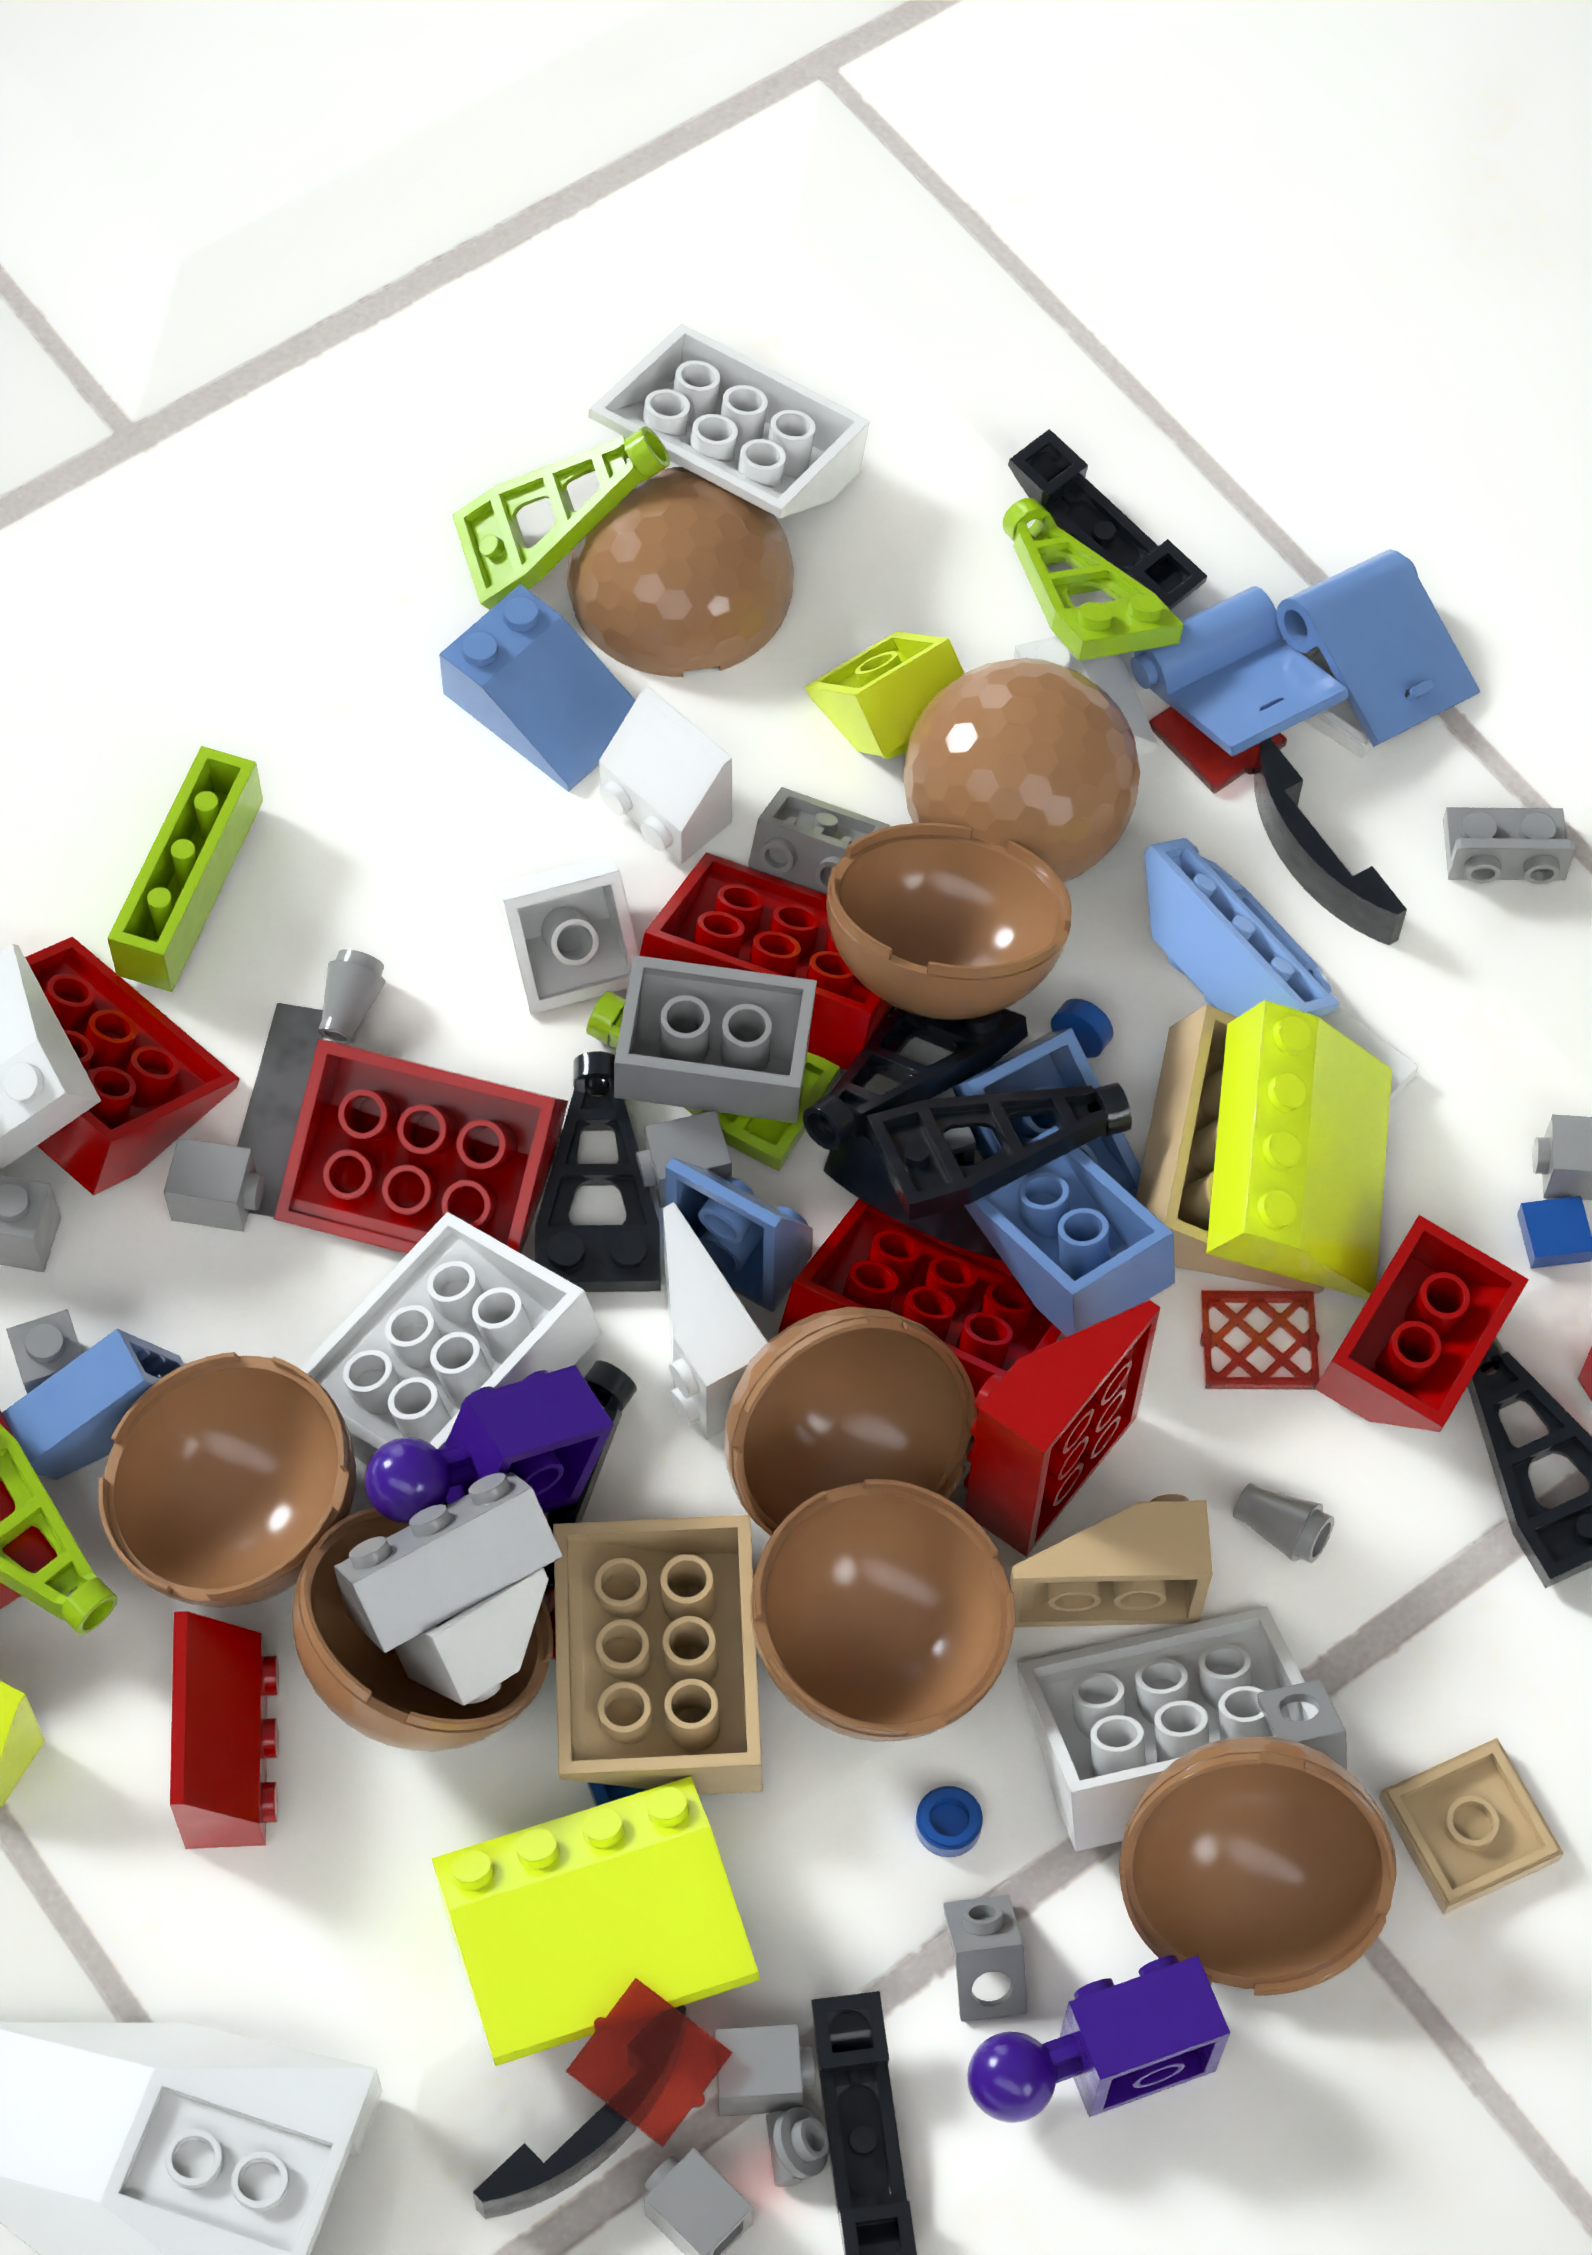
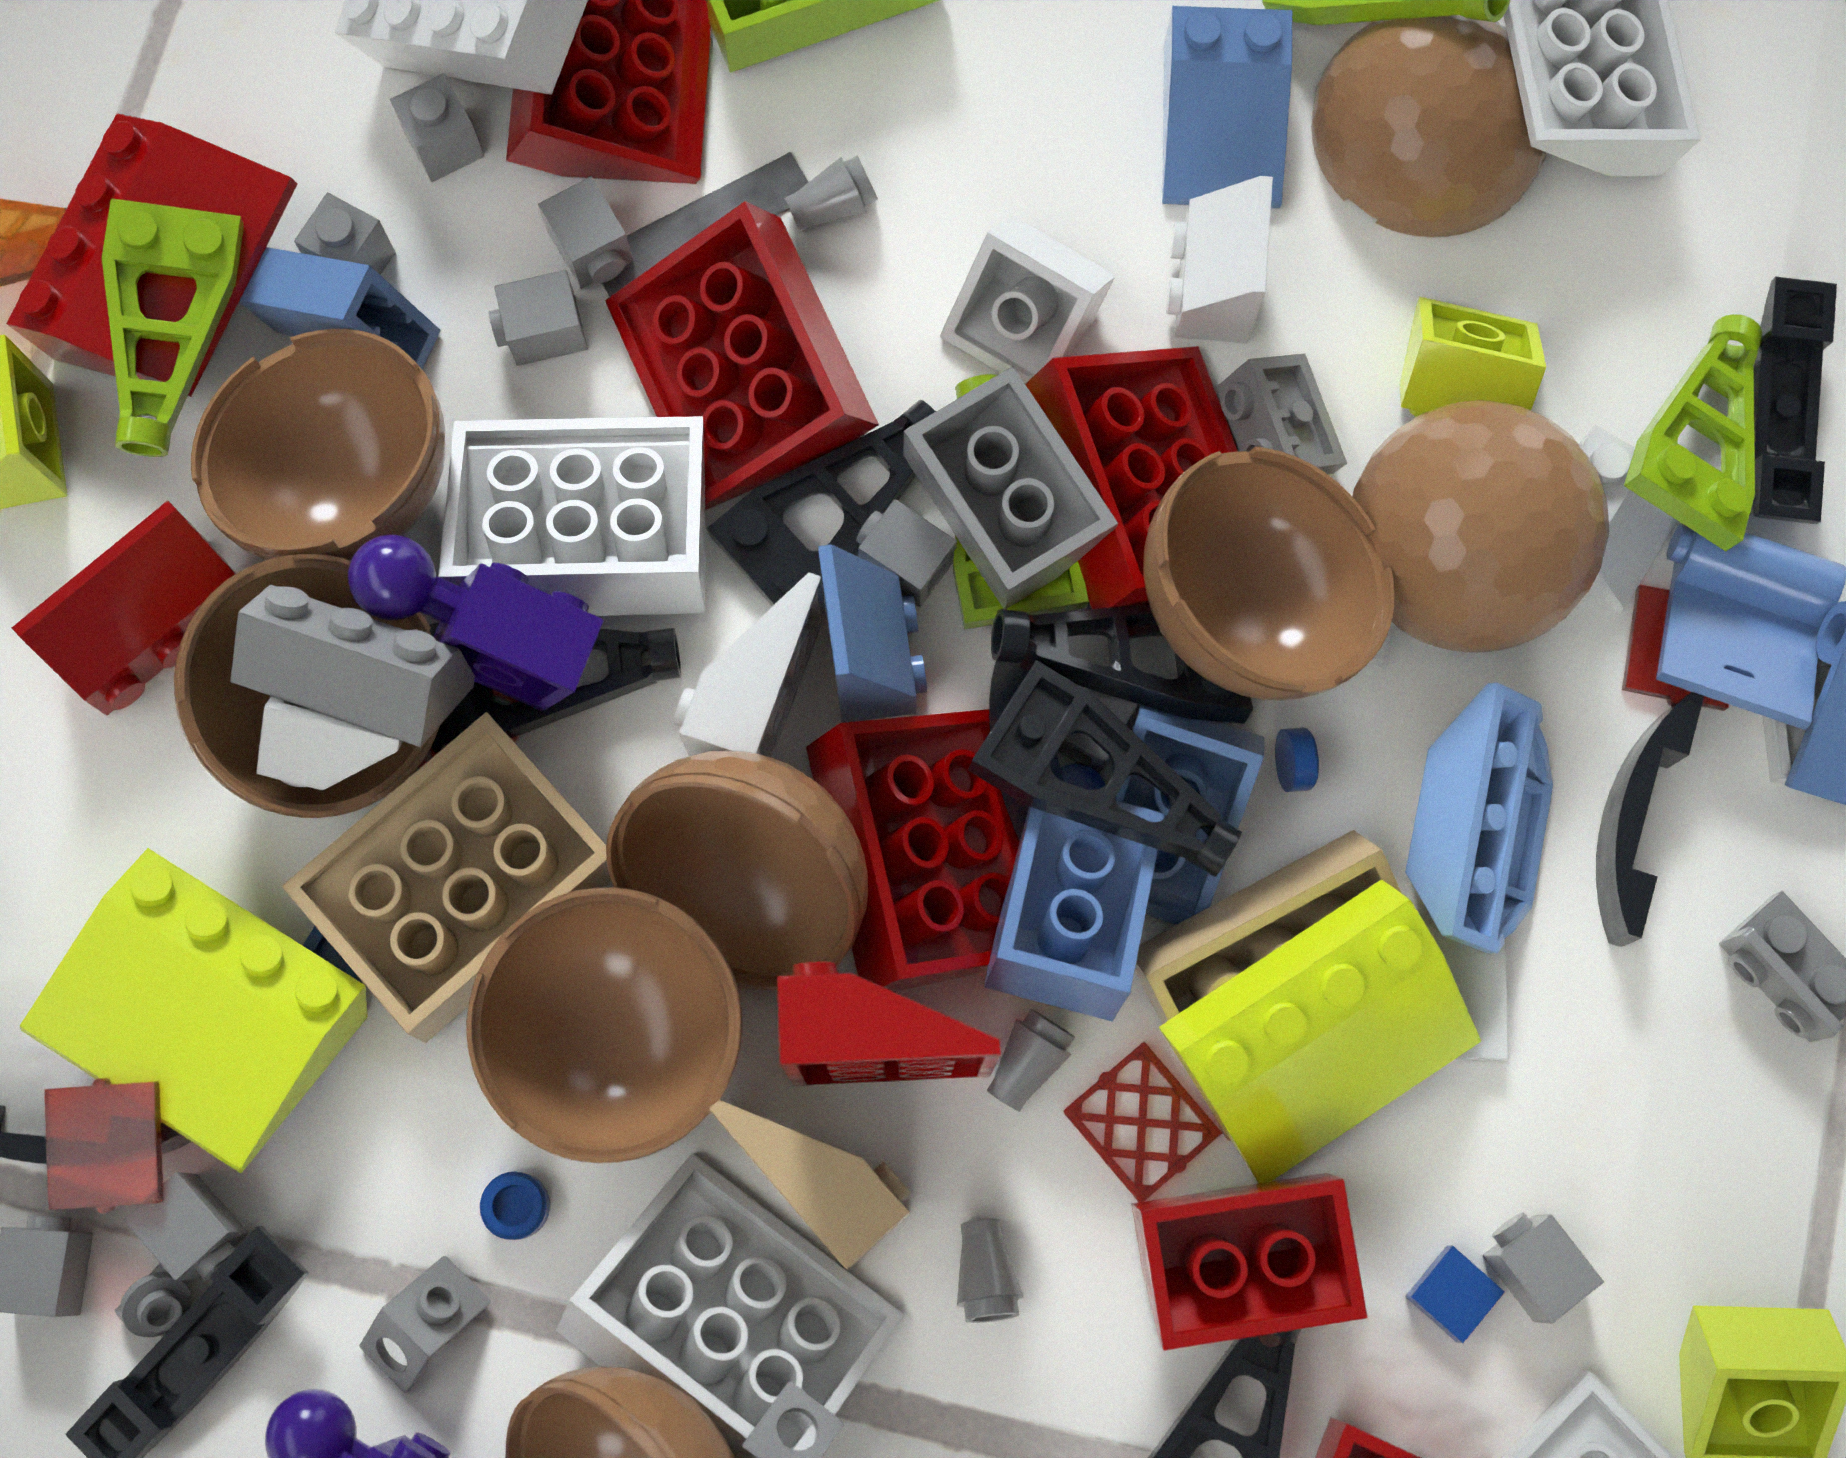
camera: 50 degrees right, 15 degrees up
(249, 1269) = (538, 318): none -> light grey brick
(1160, 1388) = (1029, 1059): none -> light grey cone

